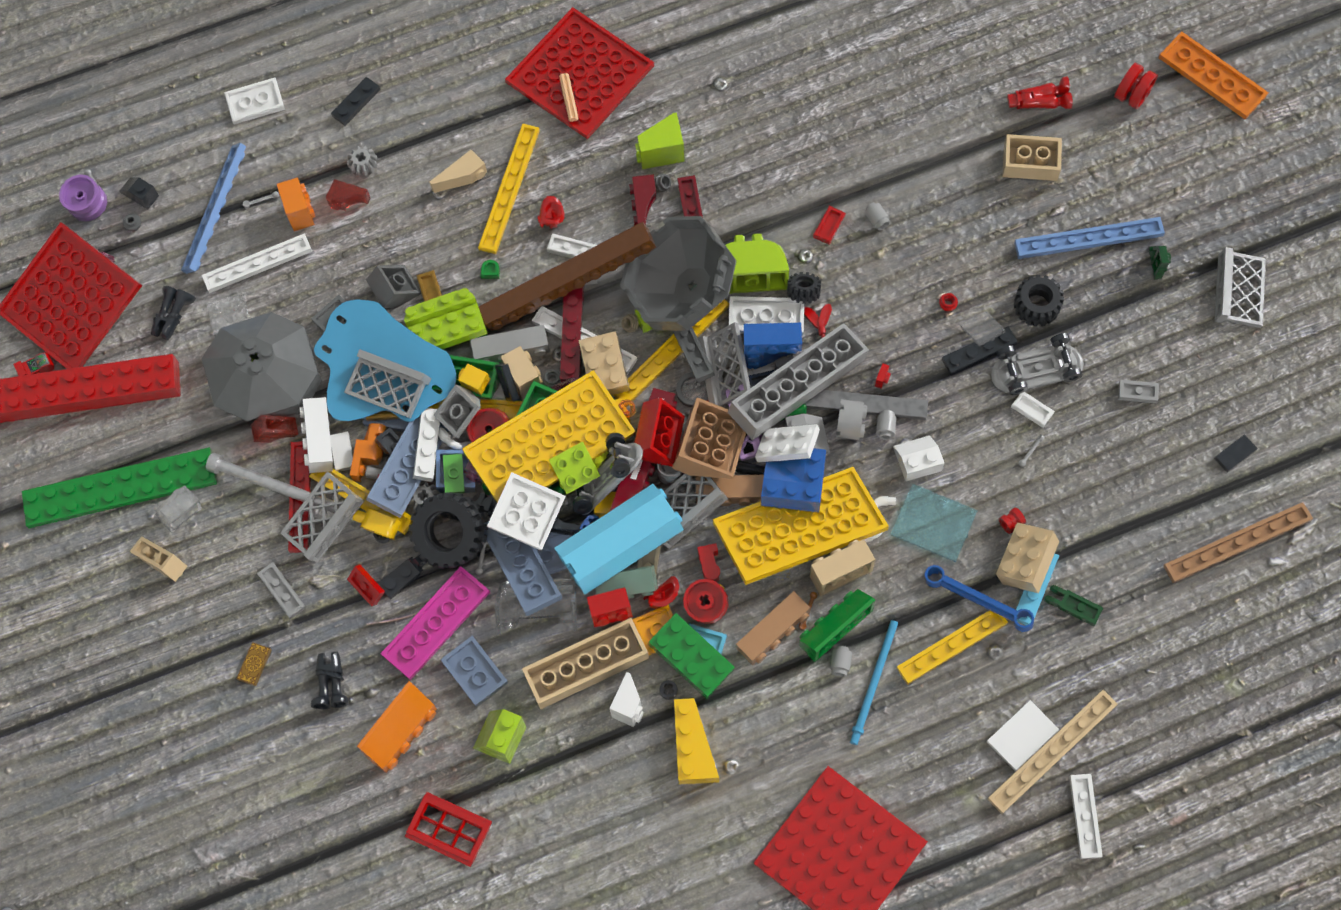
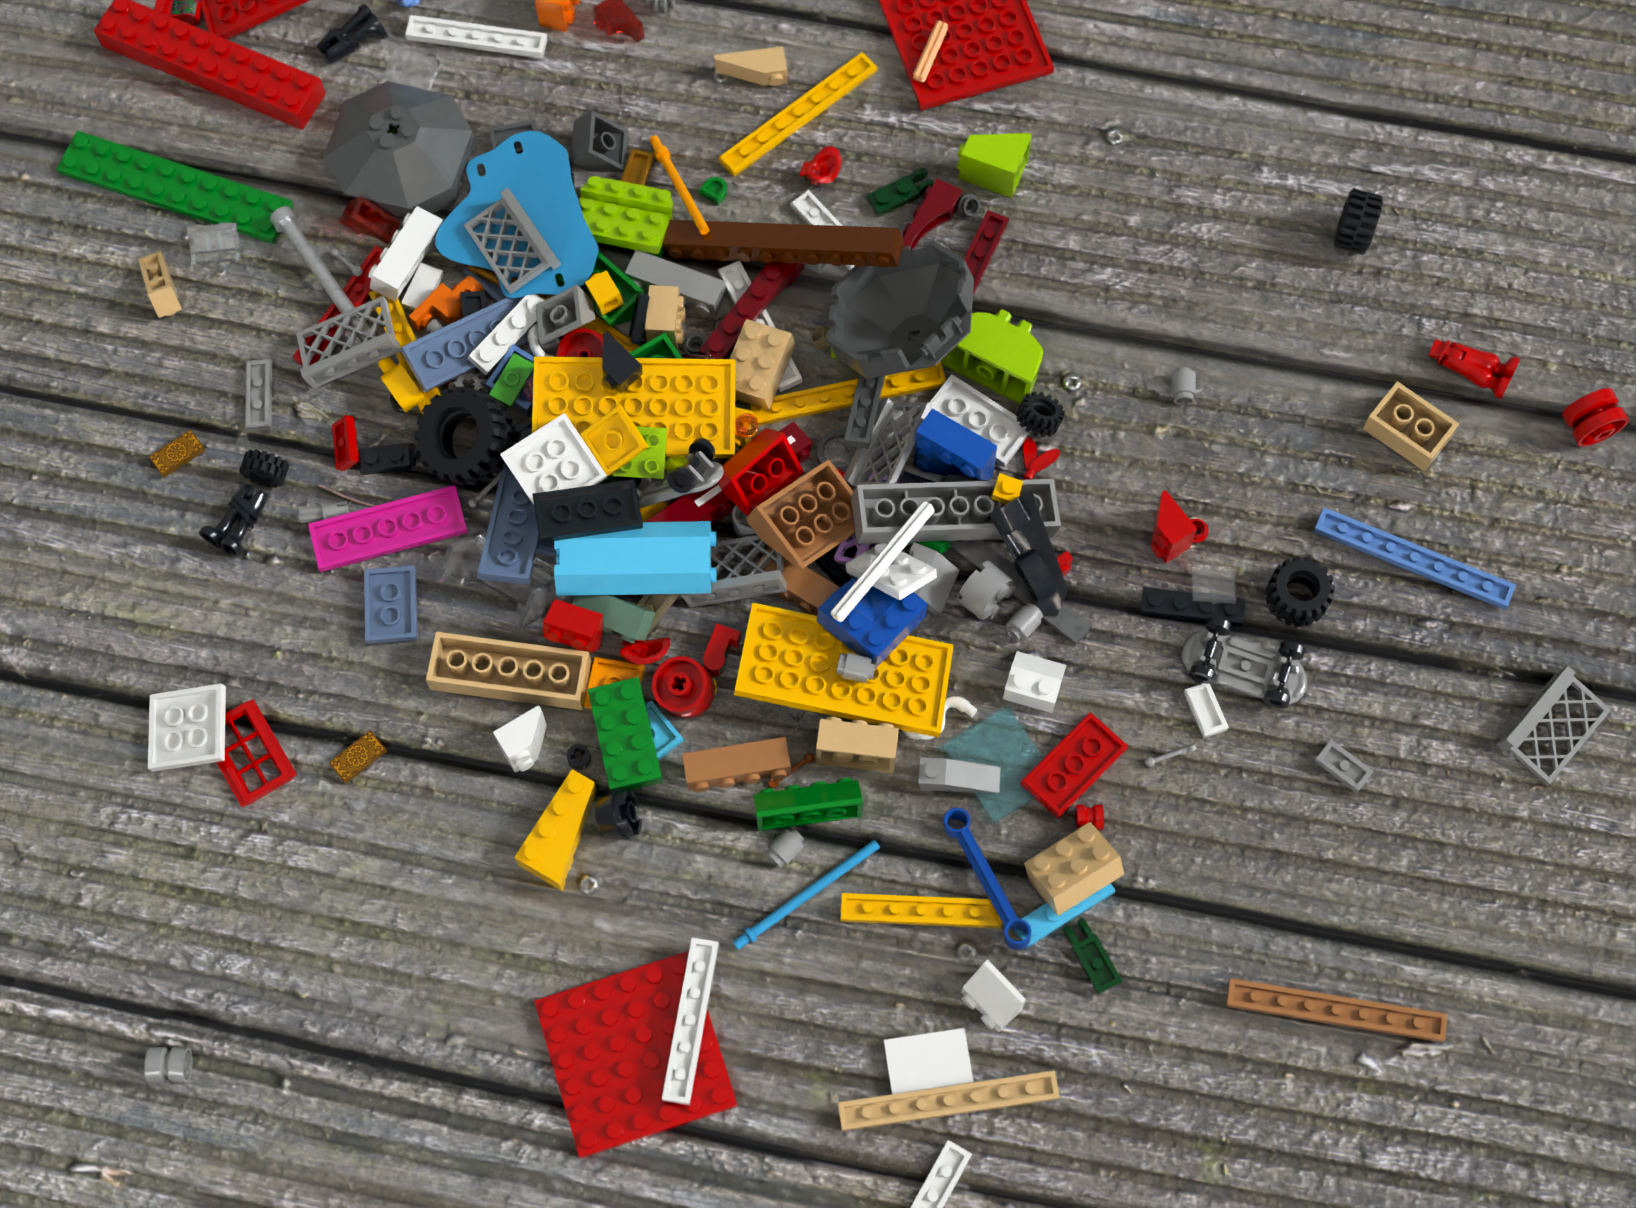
camera: 30 degrees right, 0 degrees up
(291, 466) = (356, 270): none -> light grey hinge
(324, 635) = (264, 468): none -> black tyre
(384, 639) = (323, 512): none -> light grey axle
(397, 727) = (265, 609): orange slope -> none
(397, 839) = (187, 727): none -> white plate
(441, 267) = (663, 156): none -> light orange bar
(500, 735) = (369, 691): lime slope -> none
(522, 419) = (618, 365): none -> black slope
(524, 783) = (358, 757): none -> tile
(555, 470) = (614, 440): none -> yellow tile
(570, 526) = (587, 511): none -> black tile
(611, 201) = (899, 192): none -> dark green hinge
(722, 709) = (617, 814): none -> black cone
(782, 440) = (882, 561): none -> white axle
(809, 518) = (855, 667): none -> light grey brick
(822, 347) = (1006, 488): none -> yellow plate
(829, 225) = (1122, 363): red tile -> none
(860, 373) = (1030, 546): none -> black panel
(864, 808) = (690, 1021): none -> white plate
(913, 48) = (1358, 221): none -> black tyre
(915, 546) = (958, 776): none -> light grey slope
(934, 309) = (1171, 529): none -> red slope
(979, 494) = (1074, 765): none -> red tile
(1035, 668) = (992, 997): none -> white slope
(1159, 260) = (1477, 635): dark green wing -> none
(1235, 453) = (1409, 908): black tile -> none

